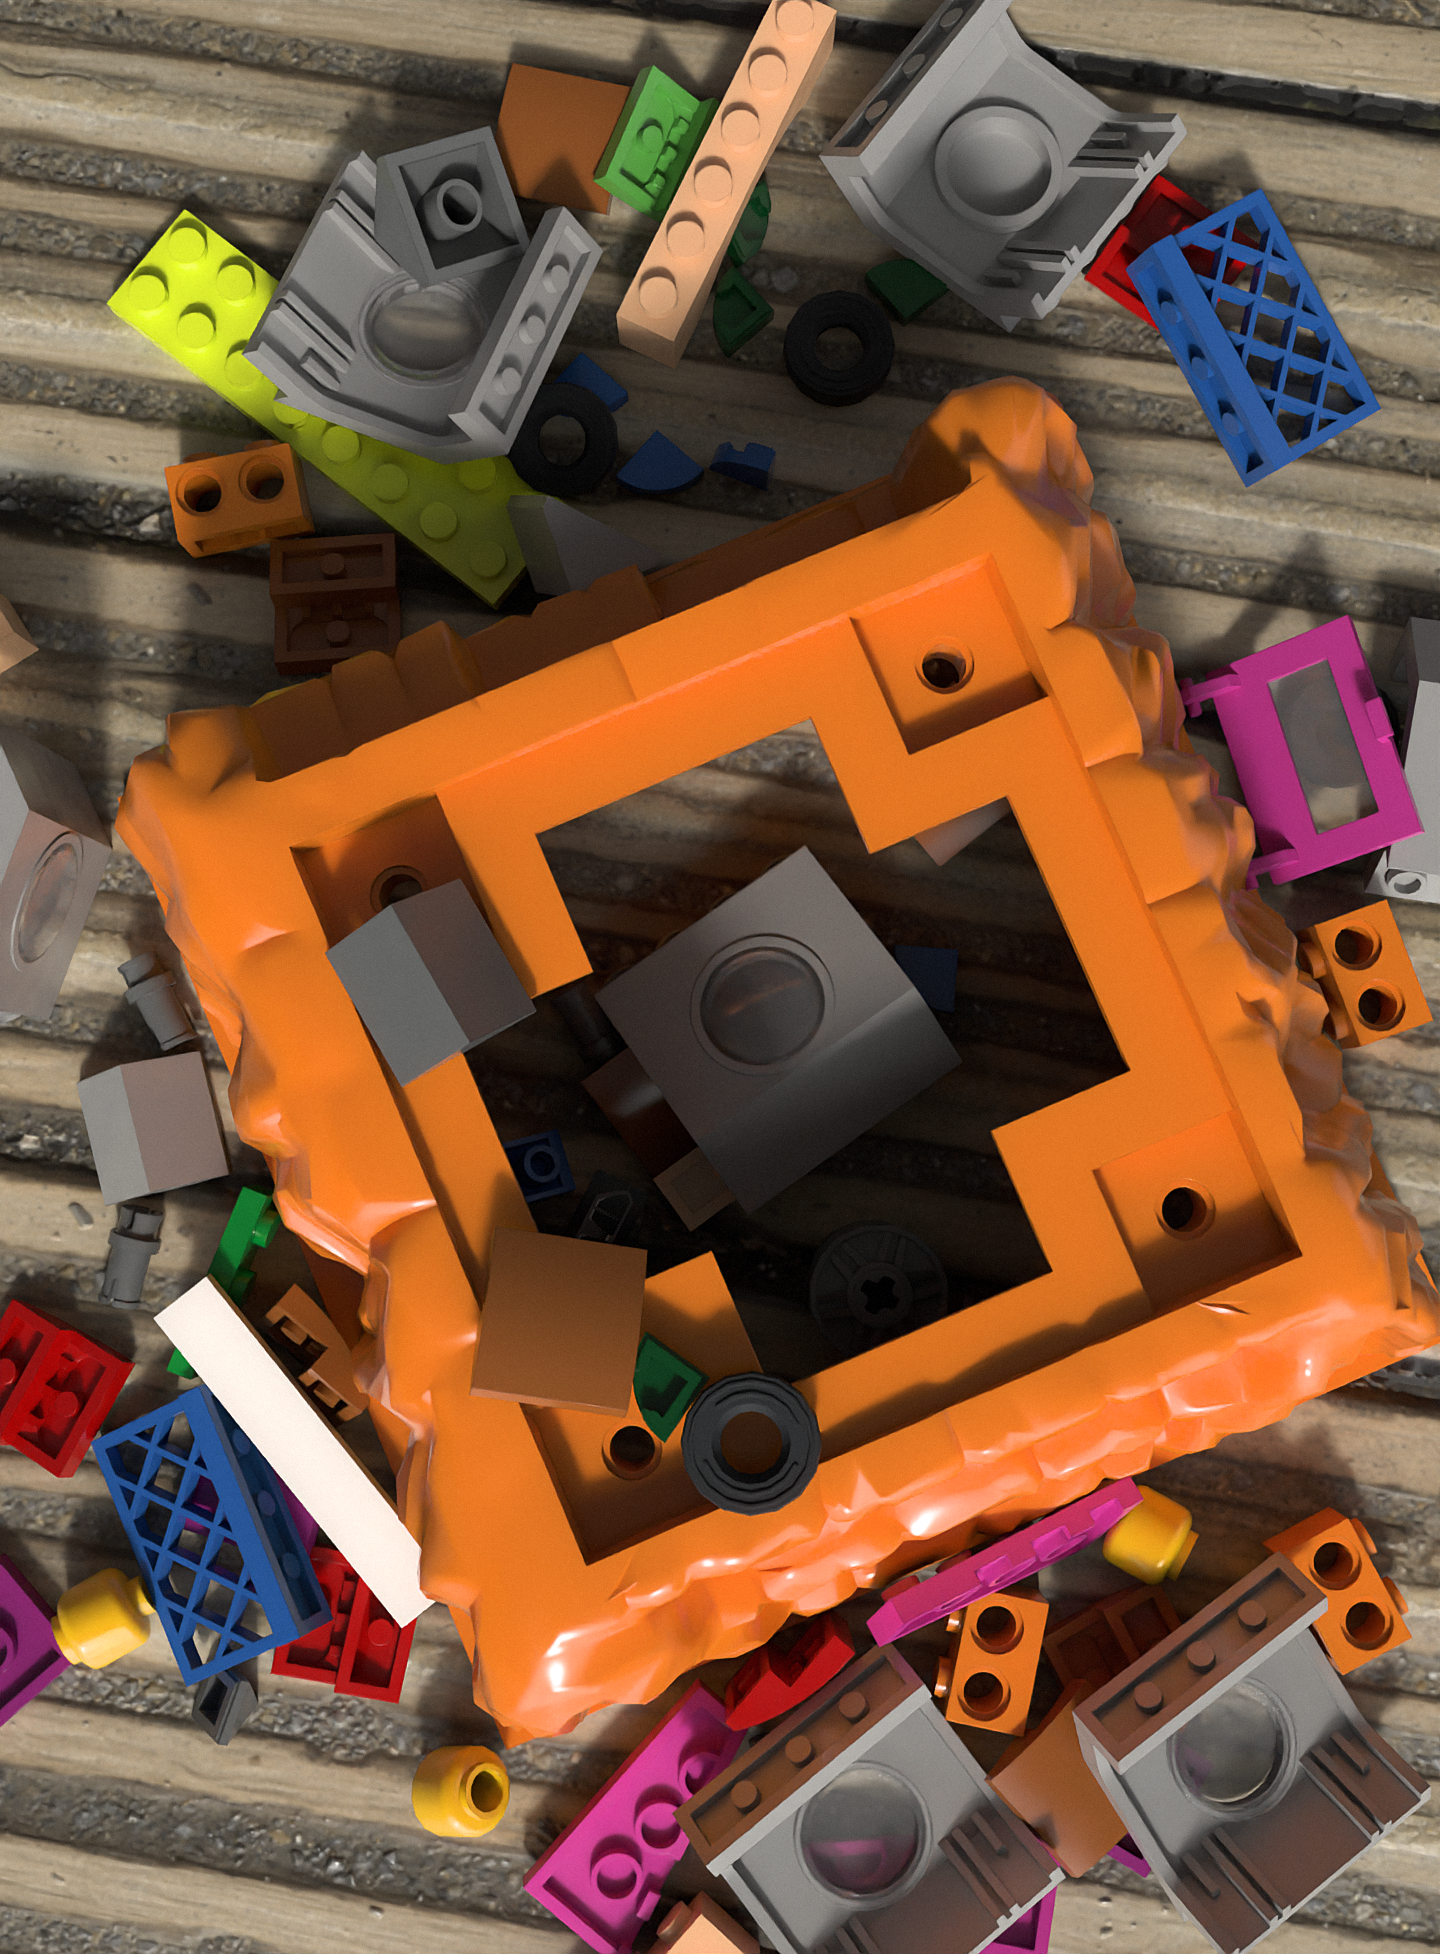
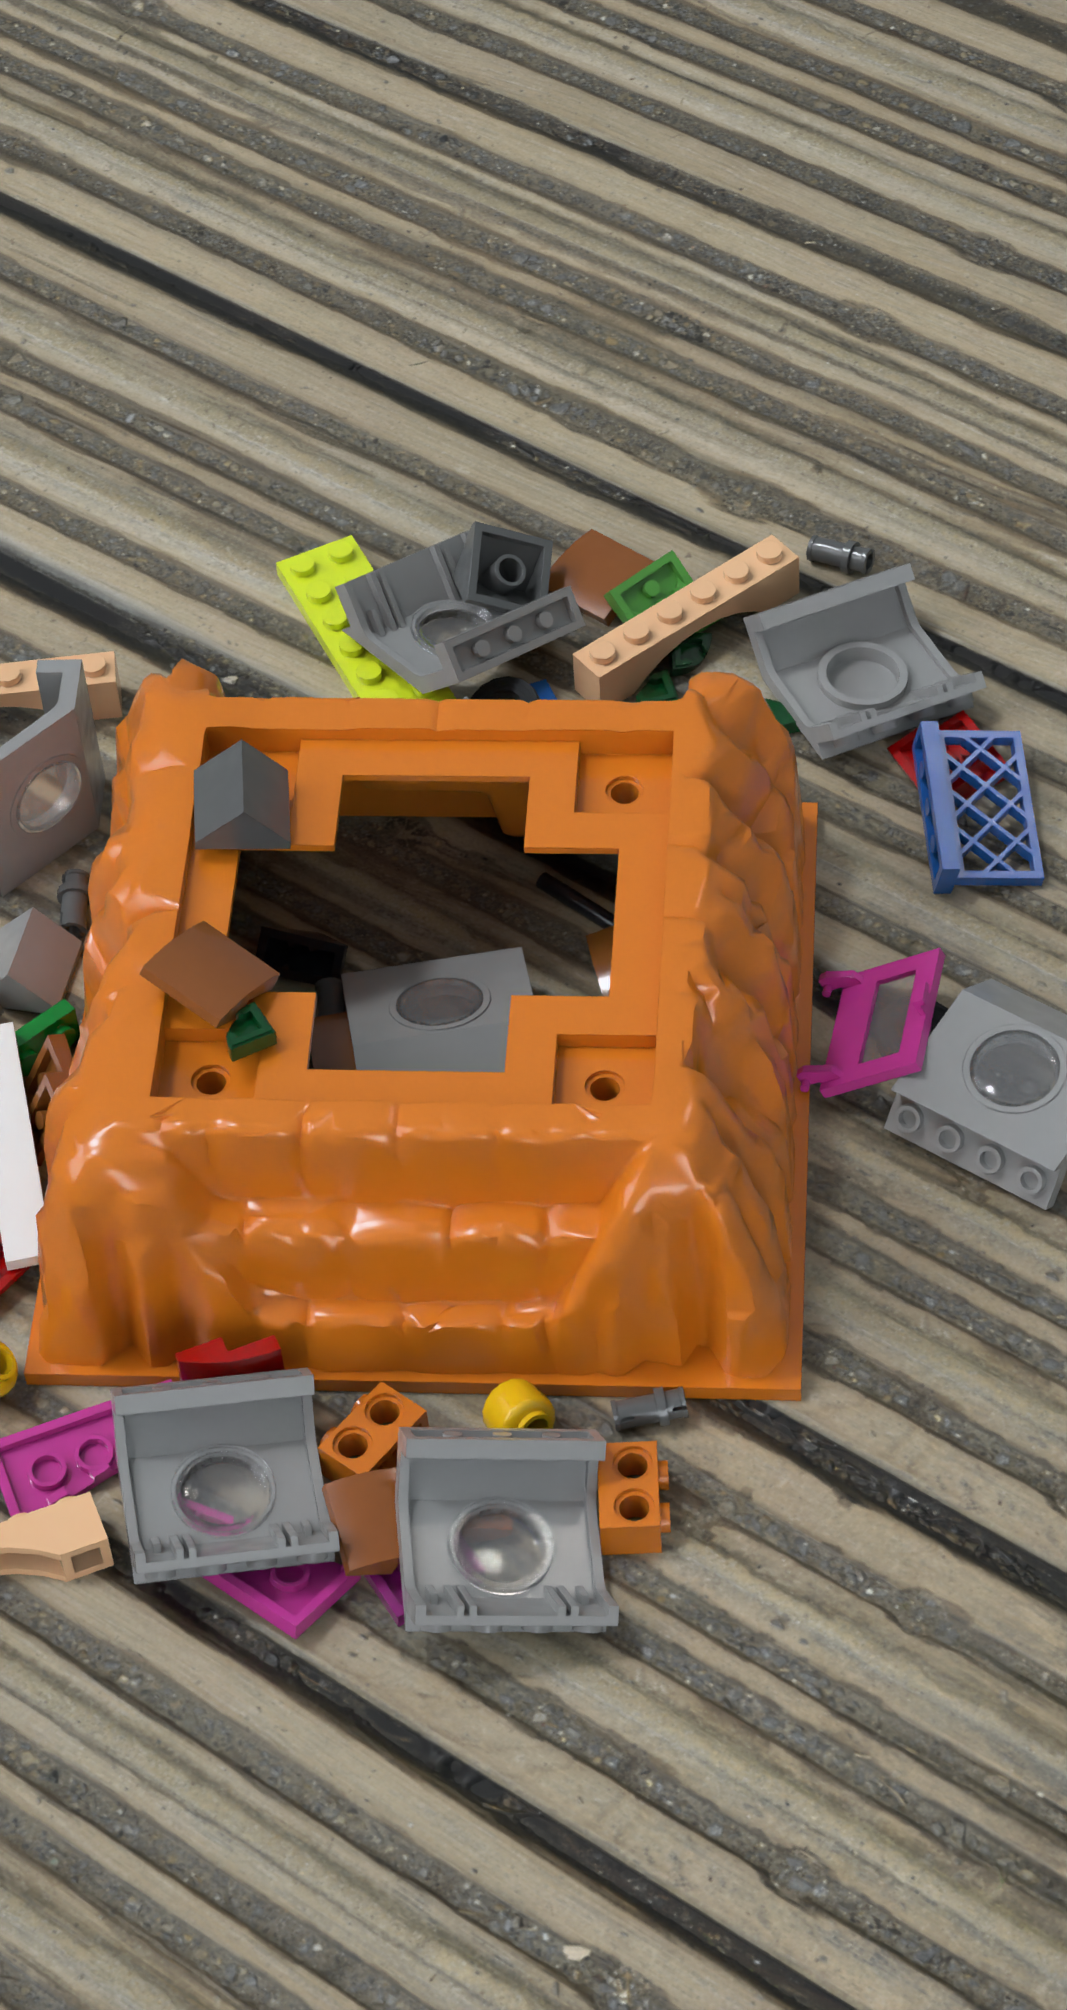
camera: 30 degrees right, 35 degrees down
(240, 516) = (290, 671): orange brick -> none
(743, 1491) = (285, 1091): black tyre -> none
(1005, 1561) = (417, 1357): dark pink wing -> none
(1292, 1445) = (650, 1409): none -> dark grey pin
(1379, 968) = (851, 1164): orange brick -> none

